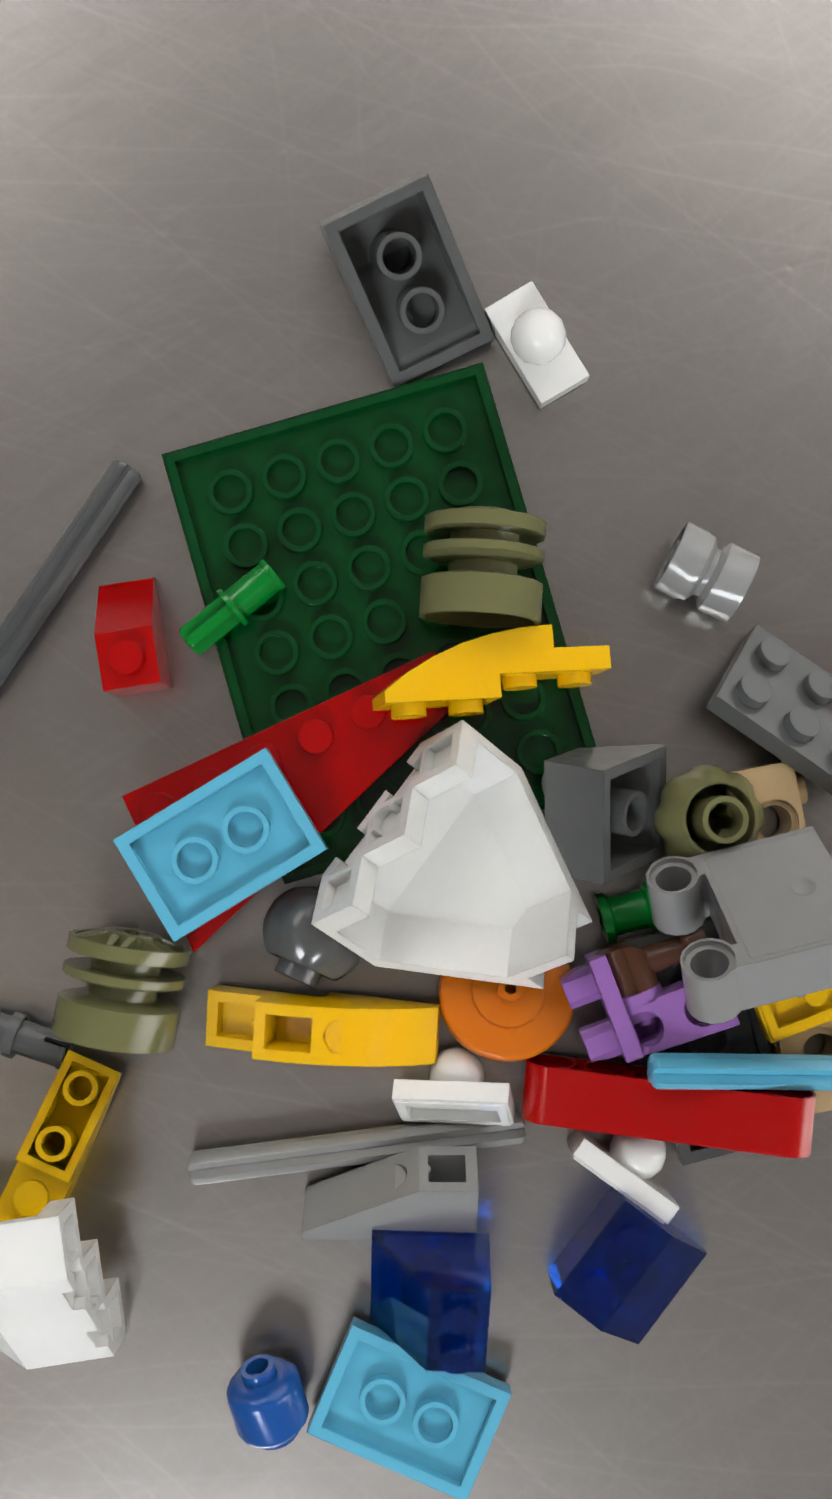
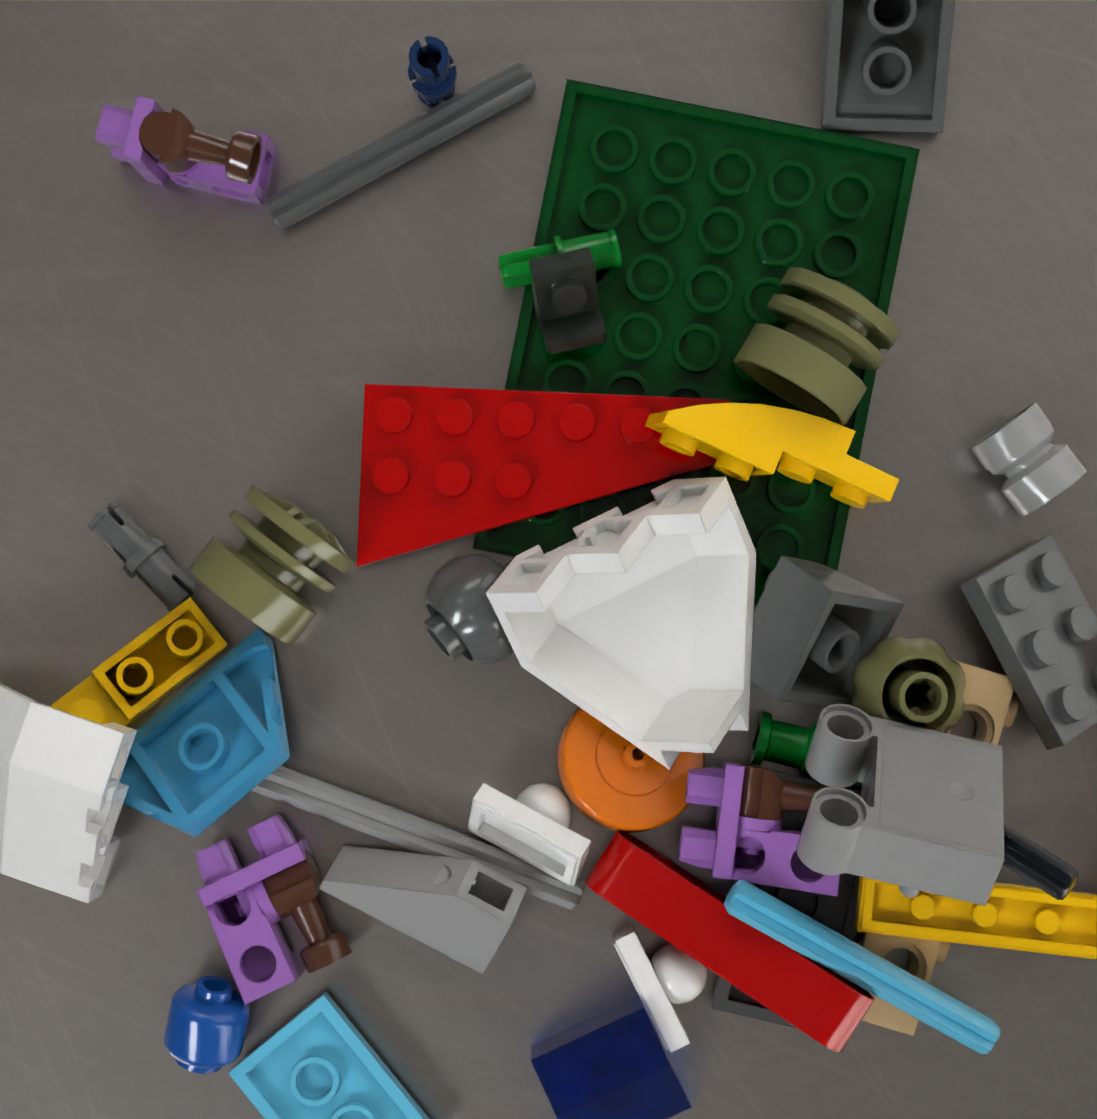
camera: 25 degrees right, 0 degrees up
(38, 503) = (432, 71): none -> dark blue pin
(131, 638) = (449, 240): red slope -> none
(146, 1164) = (210, 741): none -> dark azure wing
(220, 844) = (437, 476): medium azure plate -> none
(250, 1278) = (253, 899): none -> medium lavender hips
(254, 639) = (567, 300): none -> pearl dark grey bracket
(323, 1029) = (440, 700): yellow slope -> none
(433, 1296) = (414, 1004): clear blue slope -> none
(536, 344) = (979, 158): white tile -> none

